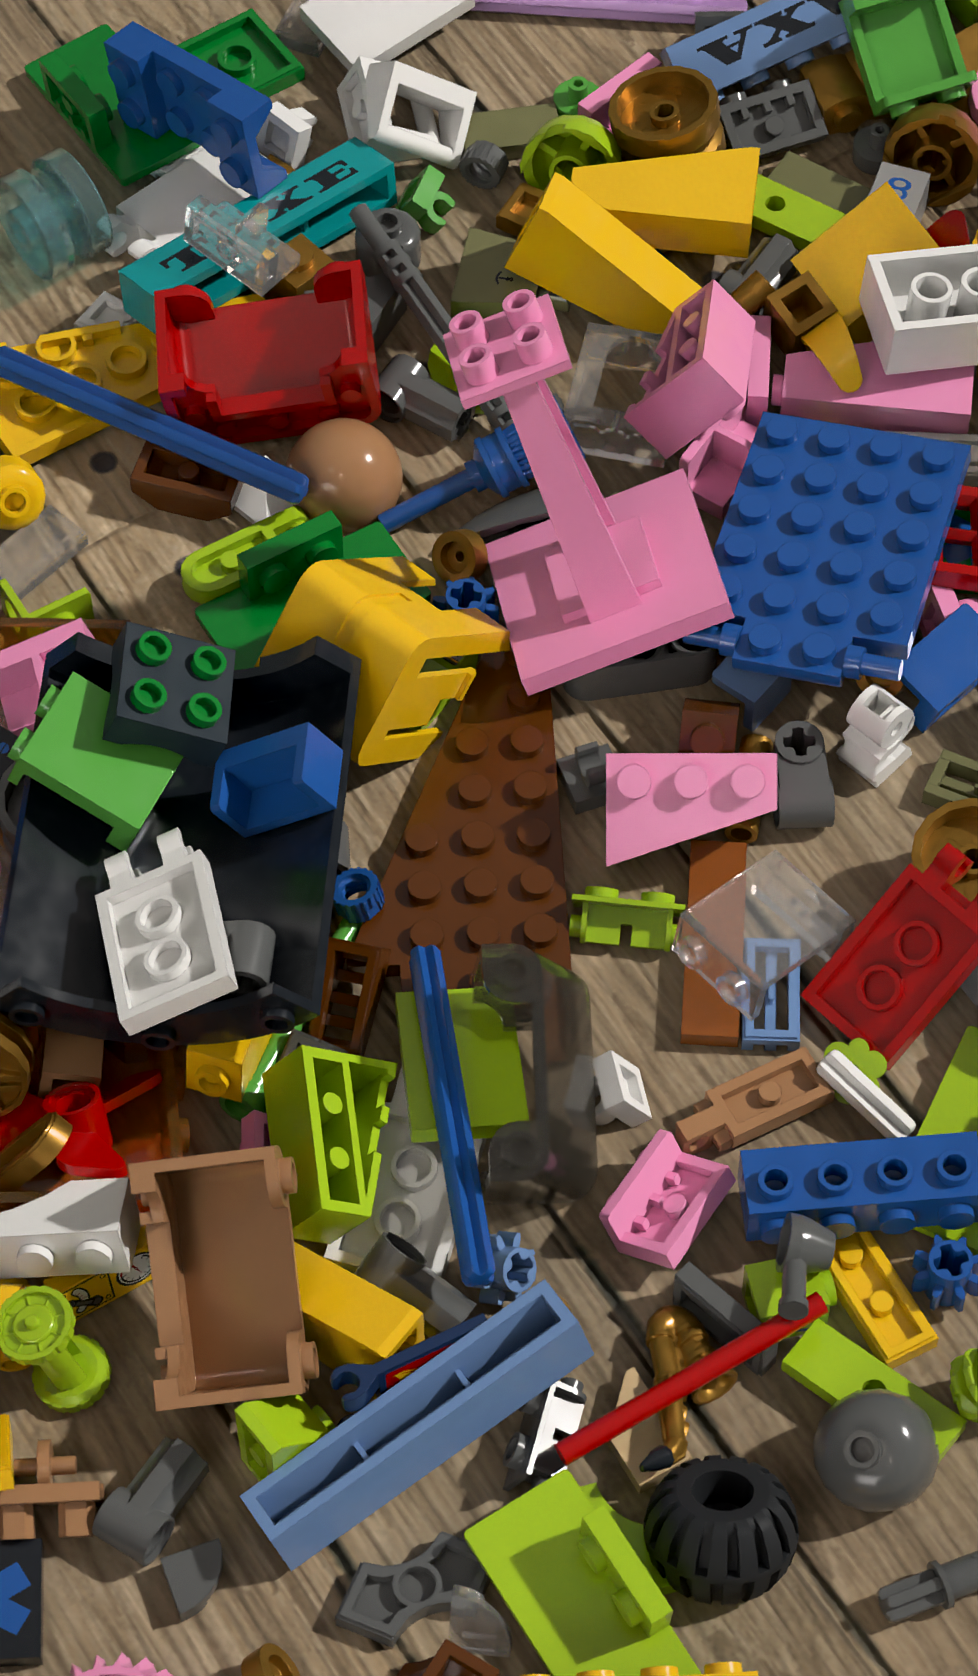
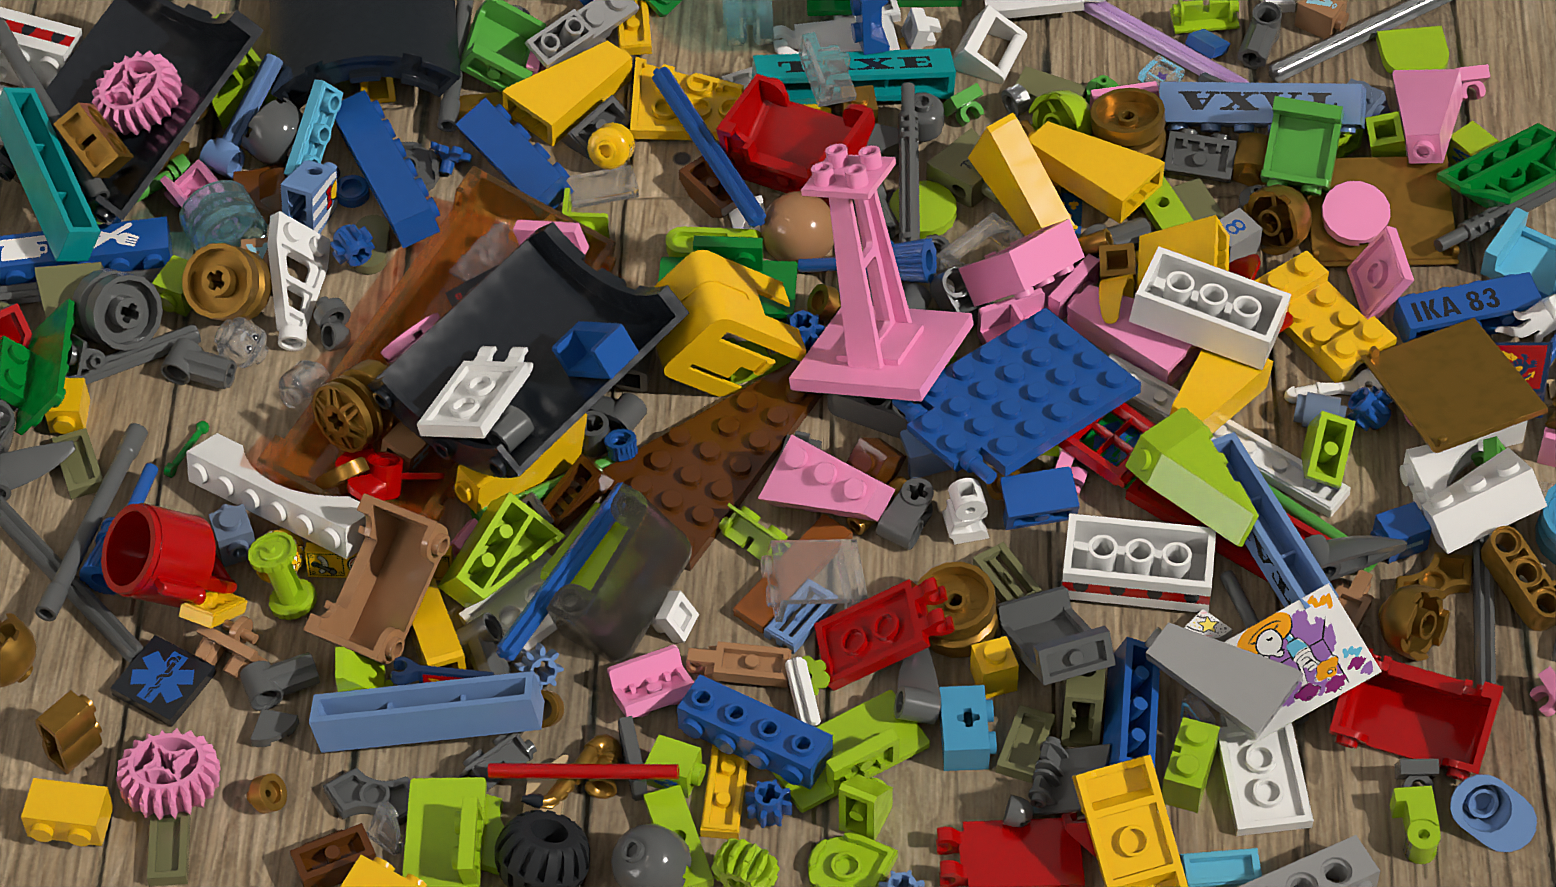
camera: 35 degrees right, 5 degrees down
(95, 774) = (517, 293): bright green panel -> none
(170, 693) = (571, 275): black brick -> none
(451, 101) = (1025, 55): white tile -> none
(624, 456) = (957, 301): none -> dark grey piece
(627, 42) = (1161, 71): none -> clear tile
(801, 1249) = (688, 739): dark grey bar -> none

